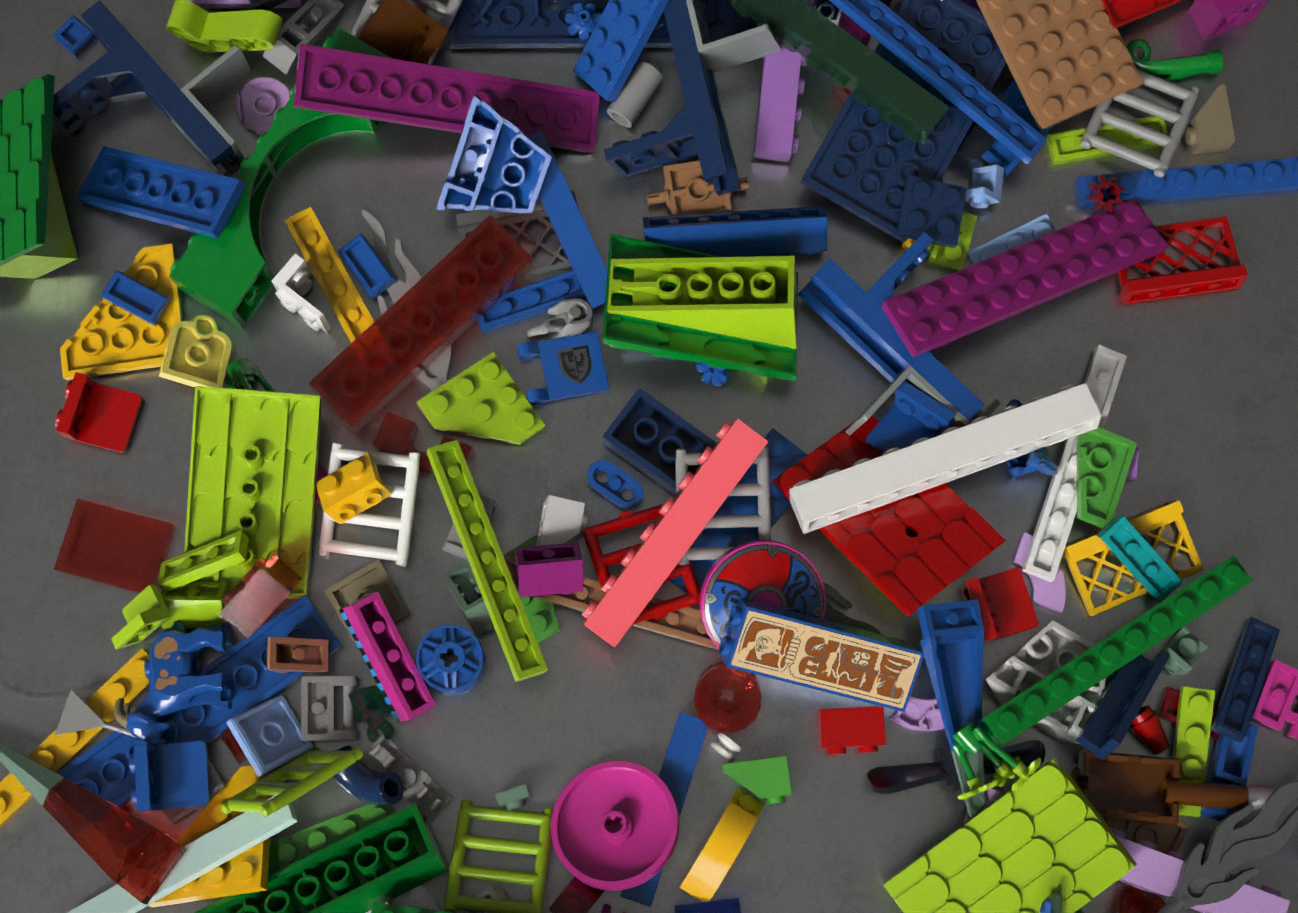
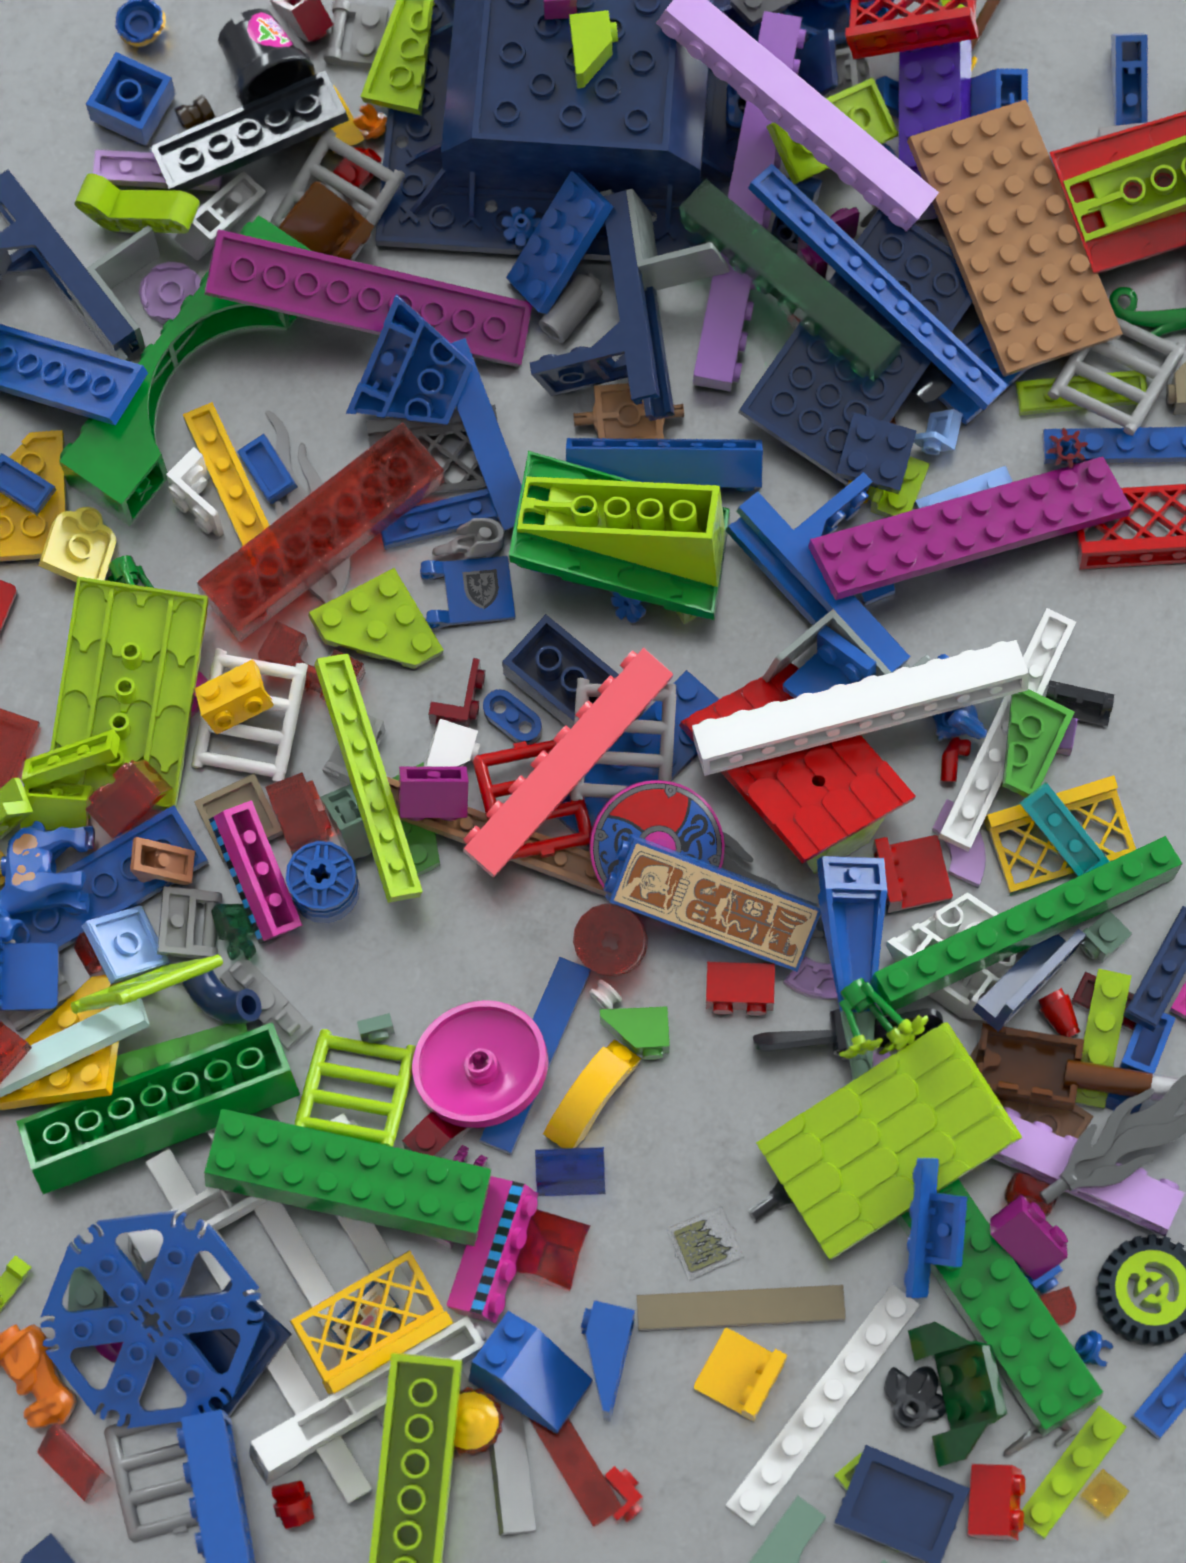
camera: 10 degrees right, 5 degrees down
(422, 593) = (297, 811): none -> clear red brick
(563, 488) = (459, 714): none -> dark red bracket
(1024, 492) = (949, 762): none -> red arm
(1145, 431) = (1086, 703): none -> black hinge

